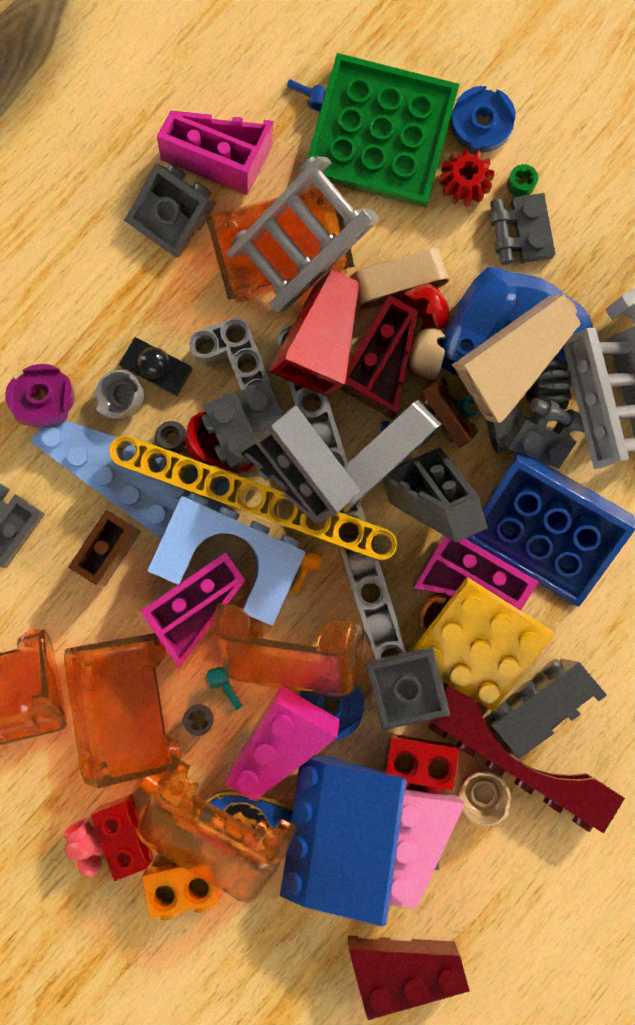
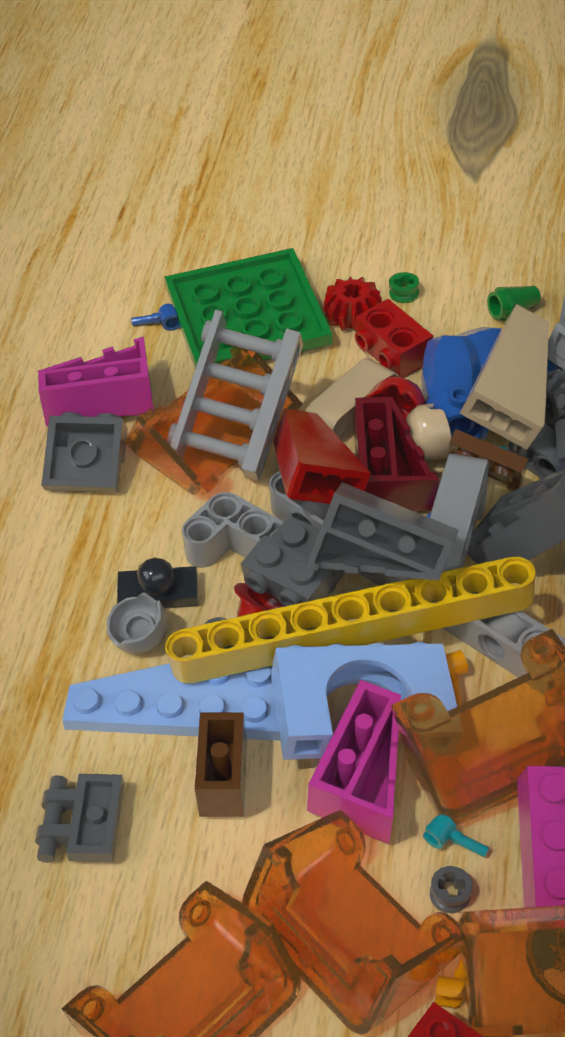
camera: 30 degrees left, 35 degrees down
(44, 412) = (67, 671): magenta plate -> none
(479, 236) = (392, 338): none -> red brick
(487, 103) = (319, 258): blue plate -> none
(531, 226) = (439, 312): dark grey plate -> none
(594, 253) = (503, 300): none -> green cone

